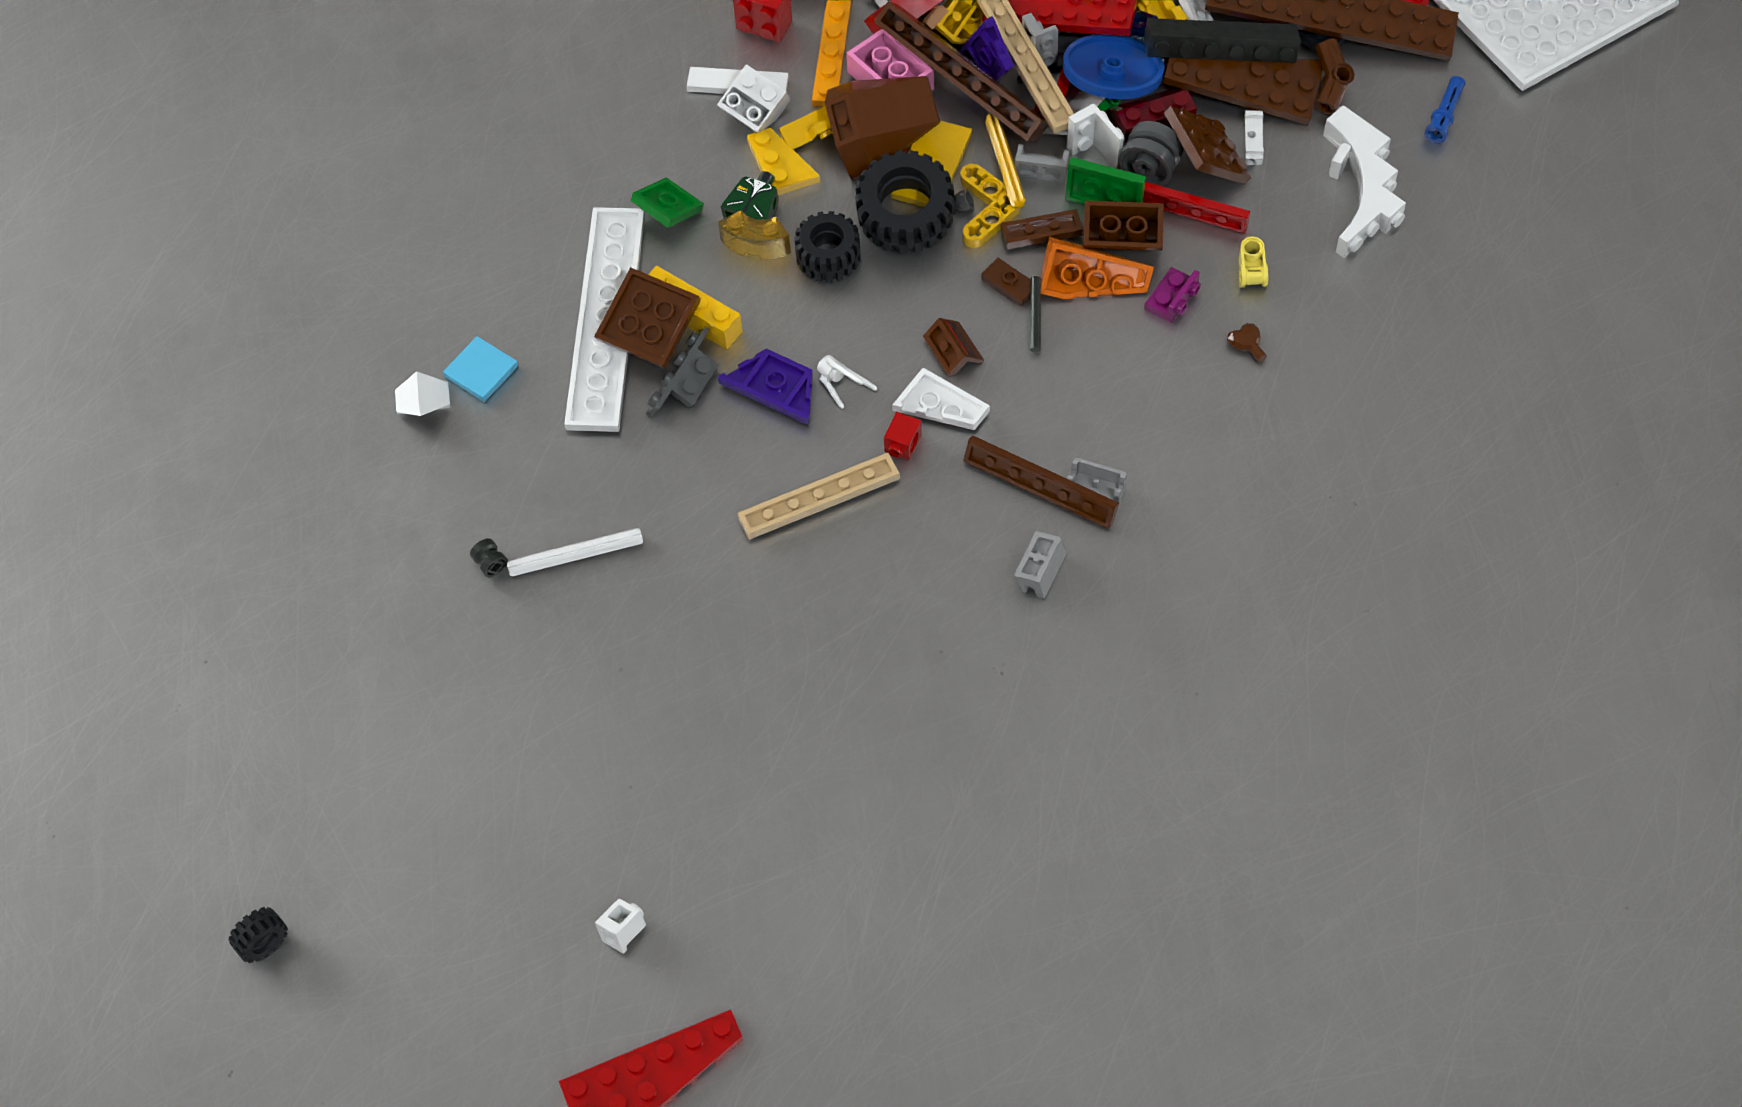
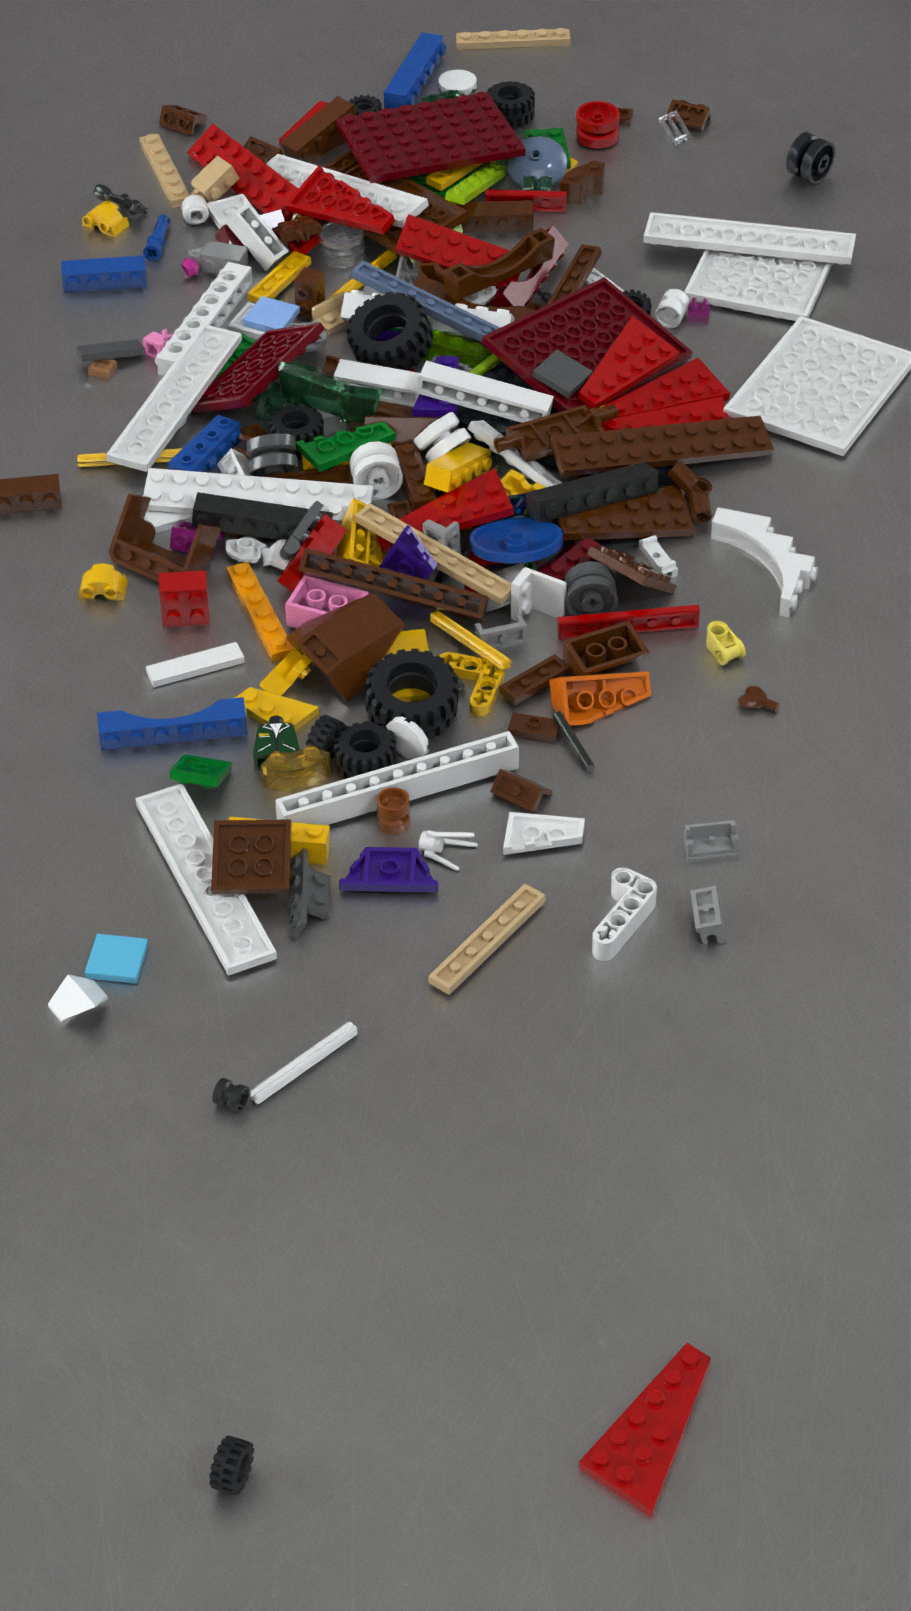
camera: 30 degrees left, 15 degrees down
(620, 924) = (549, 1320): white brick -> none
(720, 153) = (126, 730): none -> blue arch
(754, 100) = (225, 666): white slope -> none
(796, 210) = (324, 734): none -> black tyre
(814, 320) = (393, 811): none -> dark orange wheel
(838, 292) = (416, 776): none -> white brick
(872, 248) = (410, 738): none -> white tile
(902, 436) = (527, 867): red brick -> none
(929, 548) = (635, 902): none -> white beam
(934, 16) = (345, 549): medium nougat tile -> none
(1041, 482) = (665, 857): reddish brown tile -> none
(1102, 183) = (560, 624): green plate -> none
(1172, 294) = (674, 688): magenta bracket -> none
(1339, 161) = (740, 548): white tile -> none
(1453, 89) = (797, 492): blue pin -> none

